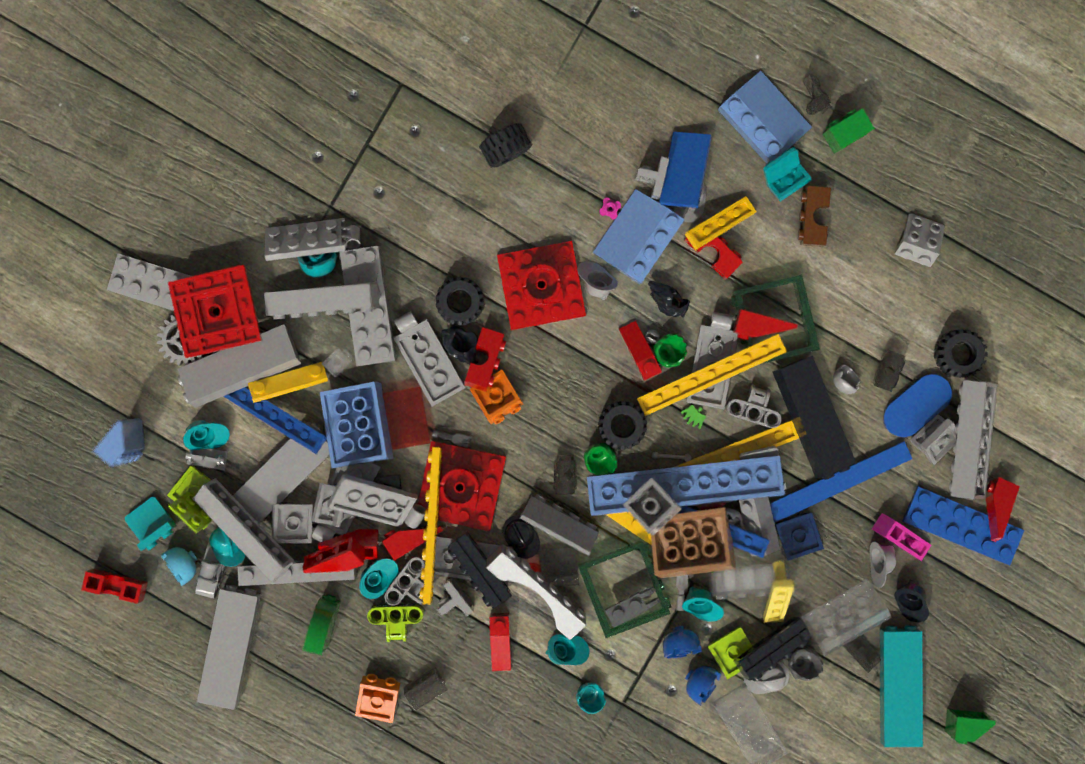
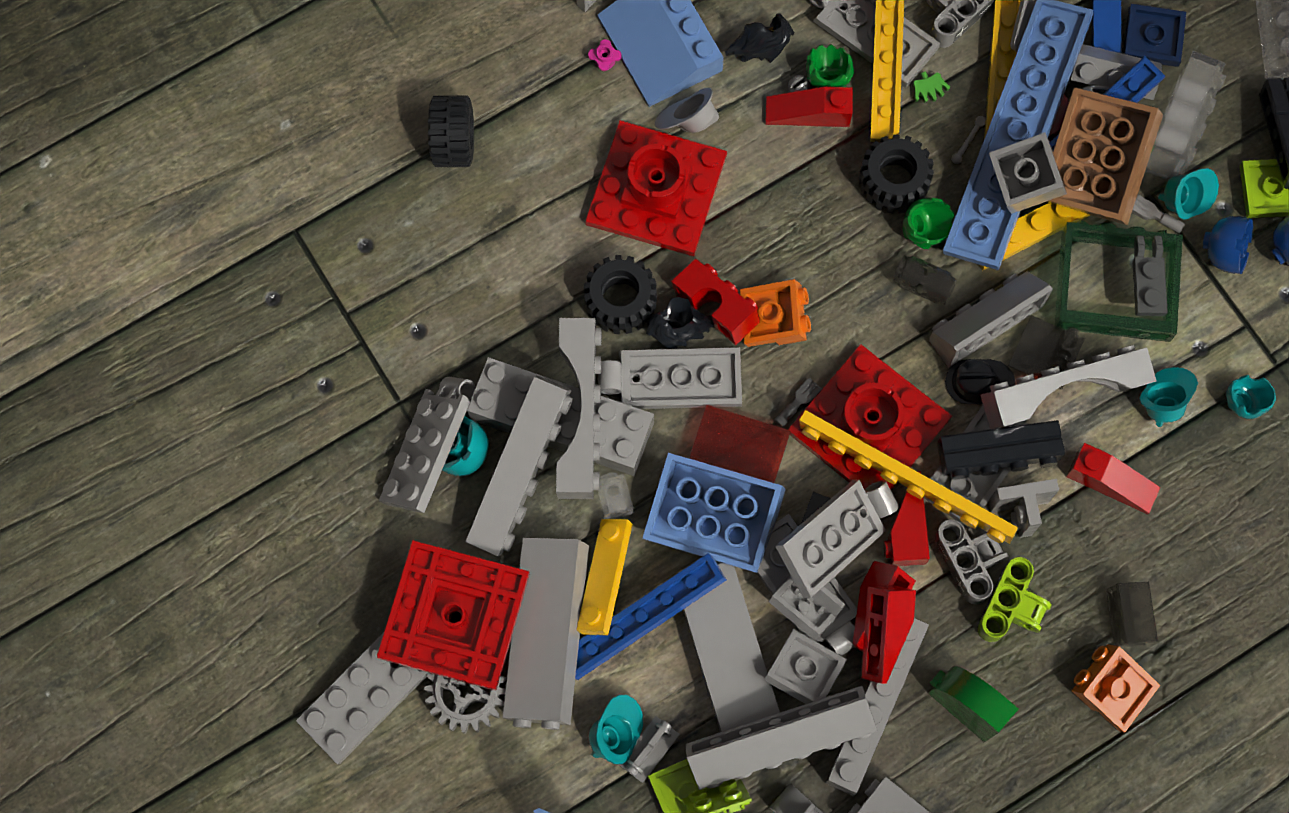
camera: 55 degrees left, 15 degrees down
(225, 549) = (790, 783): teal piece -> none
(378, 578) = (942, 594): teal piece -> none
(406, 297) = (576, 467): none -> light grey arch
(779, 595) = (1228, 81): light yellow piece -> none

